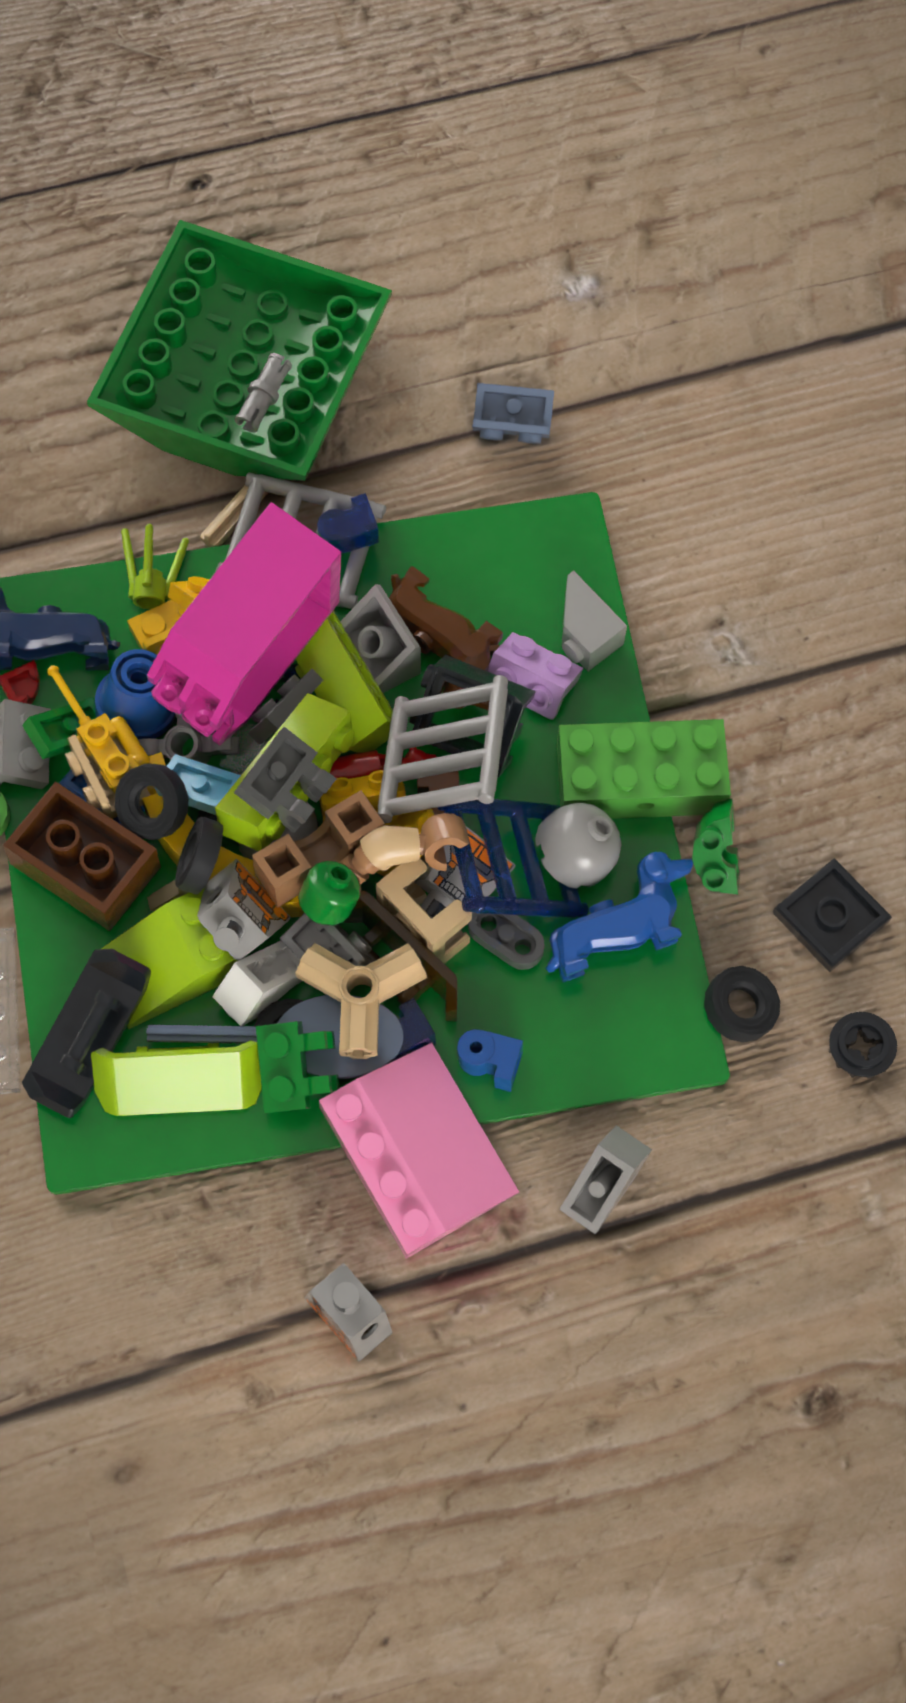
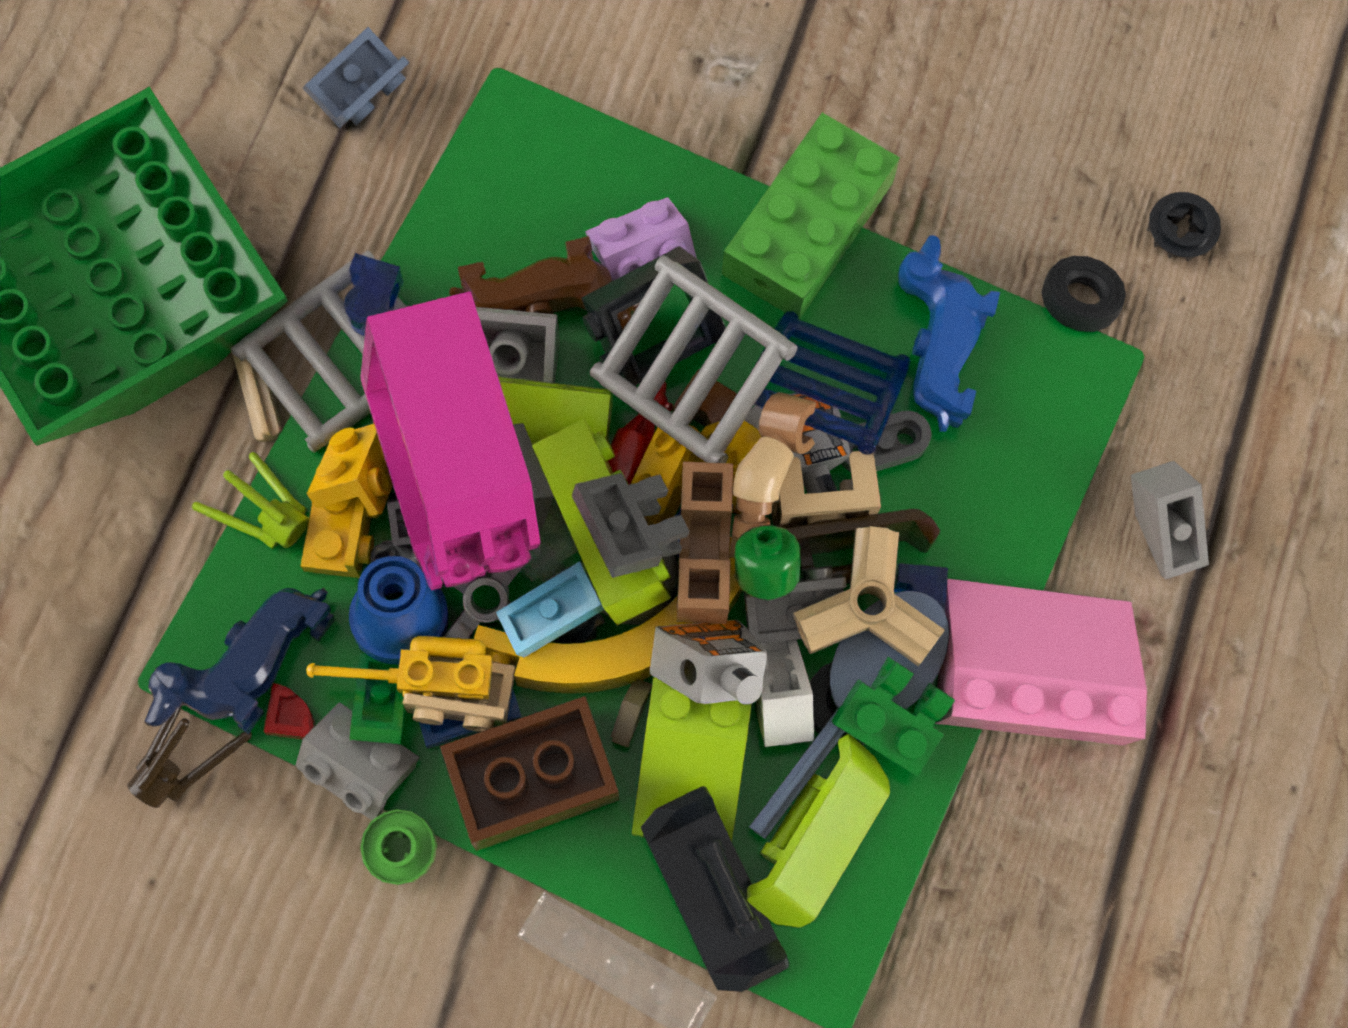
camera: 55 degrees left, 5 degrees up
(128, 801) = (534, 638): black tyre -> none
(199, 855) = (654, 666): black tyre -> none
(263, 392) = (168, 271): light grey pin -> none
(350, 1311) = (1152, 829): light grey torso -> none
(492, 1054) = (993, 533): blue leg -> none
(579, 844) = (849, 315): light grey cylinder -> none
(589, 625) = (627, 162): light grey slope -> none
(712, 855) = (926, 206): green cylinder -> none
(832, 915) = (1045, 166): black tile -> none

